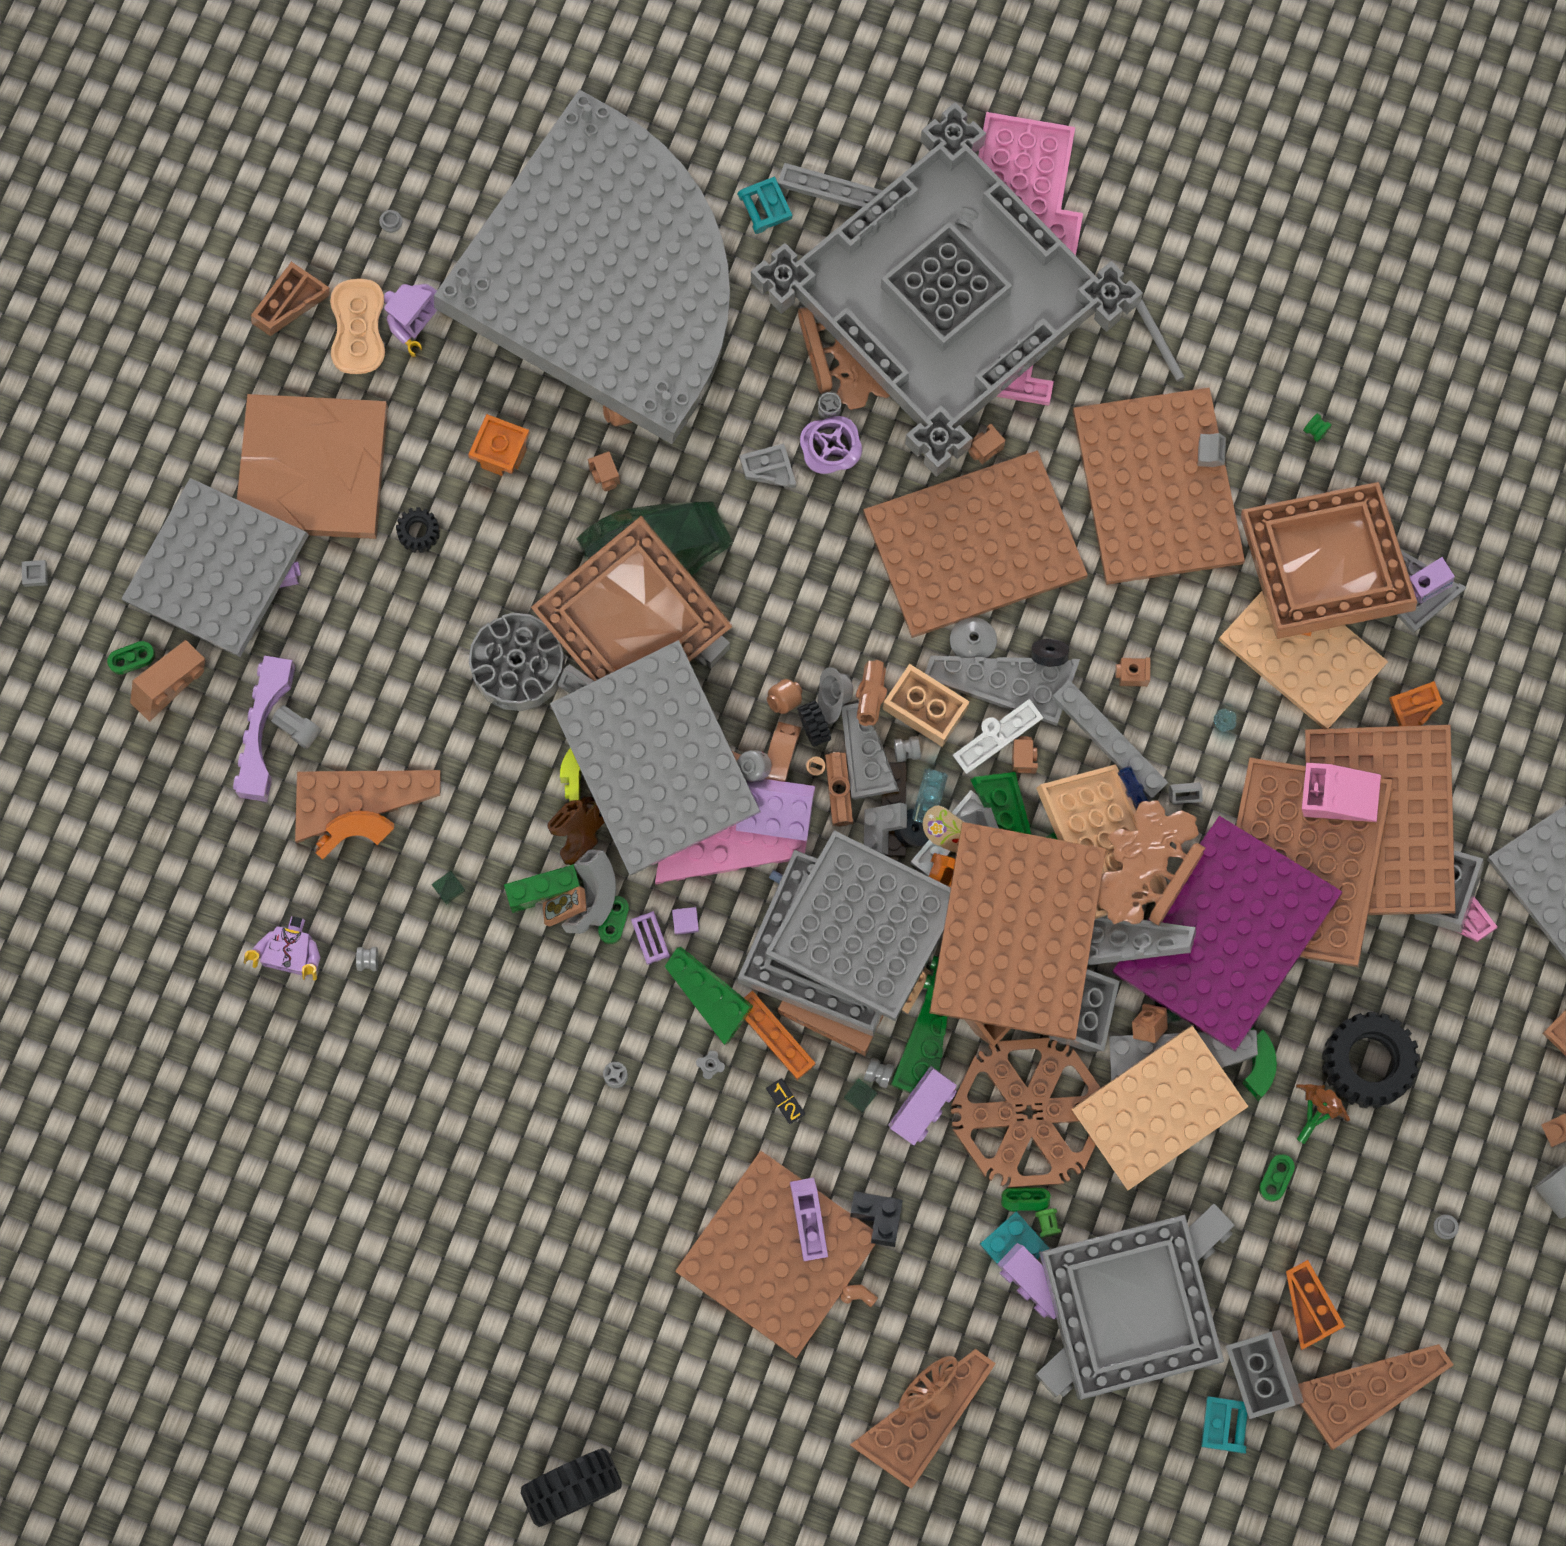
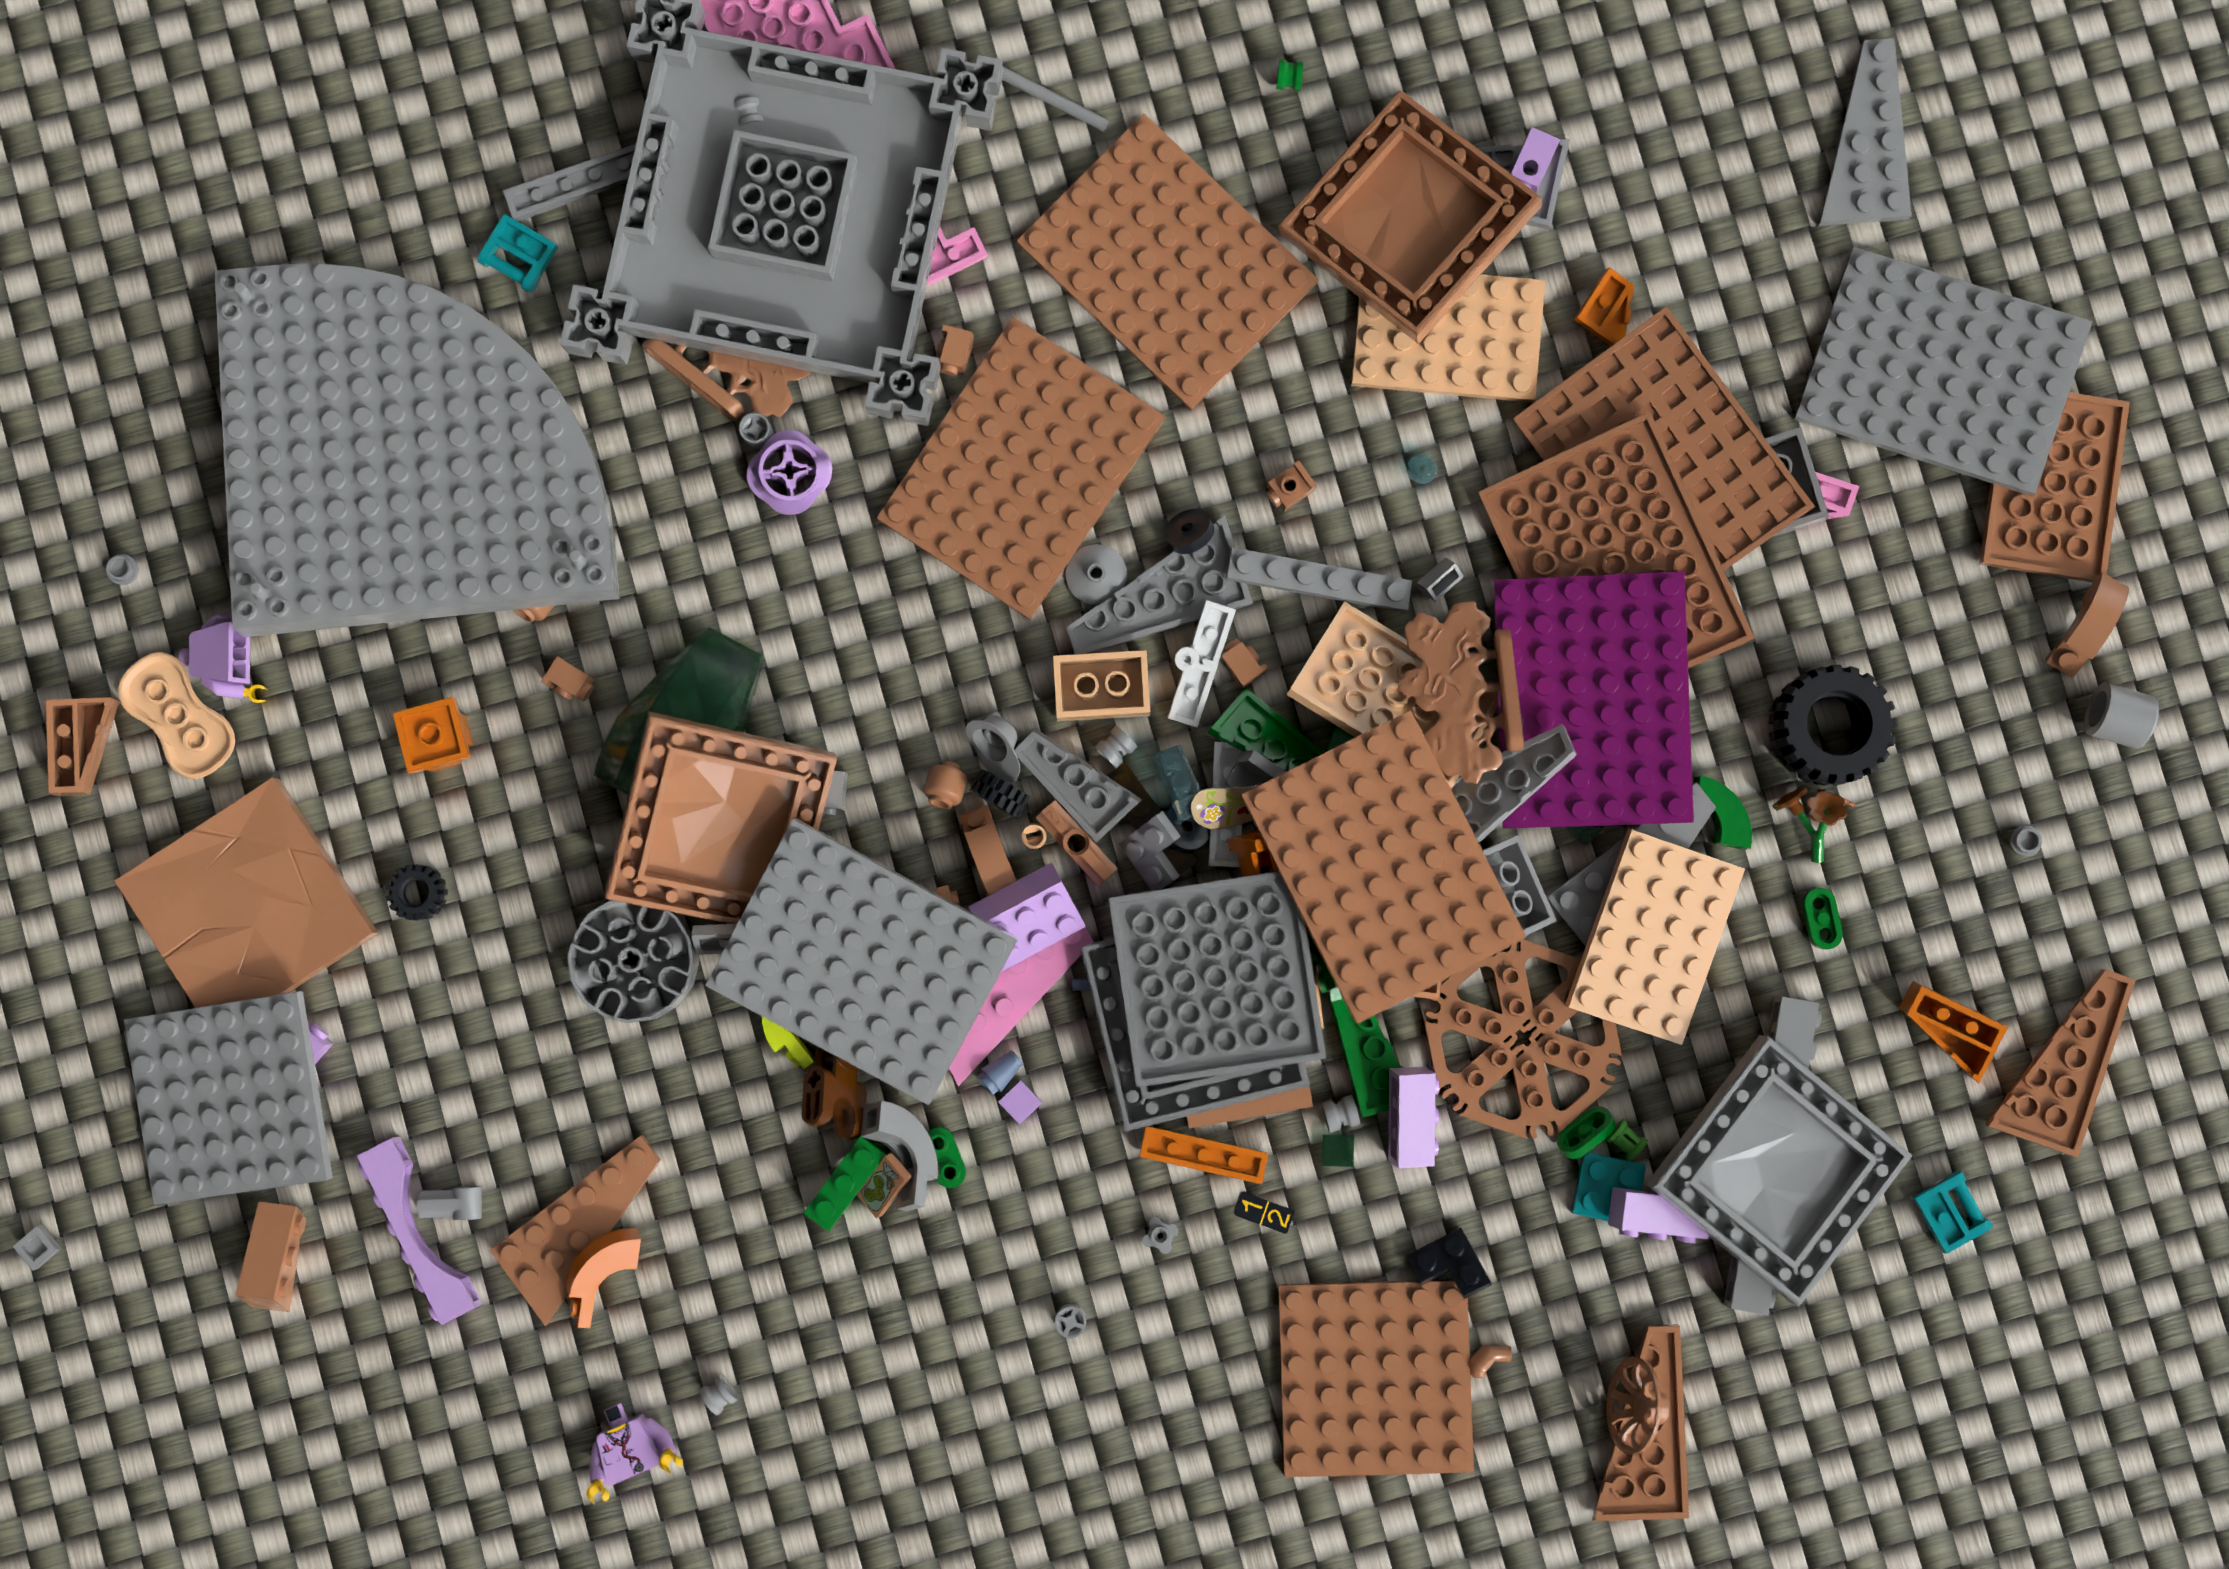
camera: 35 degrees left, 10 degrees up
(131, 656) = (216, 1260): green plate -> none
(448, 887) = (745, 1252): clear green tile -> none
(657, 957) = (1018, 1161): lavender tile -> none
(686, 892) = (999, 1072): none -> sand blue cone
(711, 996) = (1111, 1164): green wing -> none
(754, 765) = (973, 891): light grey head -> none
(768, 466) = (740, 544): light grey wing -> none
(808, 1219) = (1383, 1324): lavender slope -> none
(871, 693) = (1035, 716): nougat piece -> none
(1132, 786) = (1384, 615): clear blue pin -> none
(1150, 1023) = (1581, 855): nougat brick -> none
(1211, 450) = (1198, 183): light grey piece -> none
(1264, 1374) = (1959, 1135): light grey brick -> none
(1340, 793) = (1609, 465): bright pink slope -> none

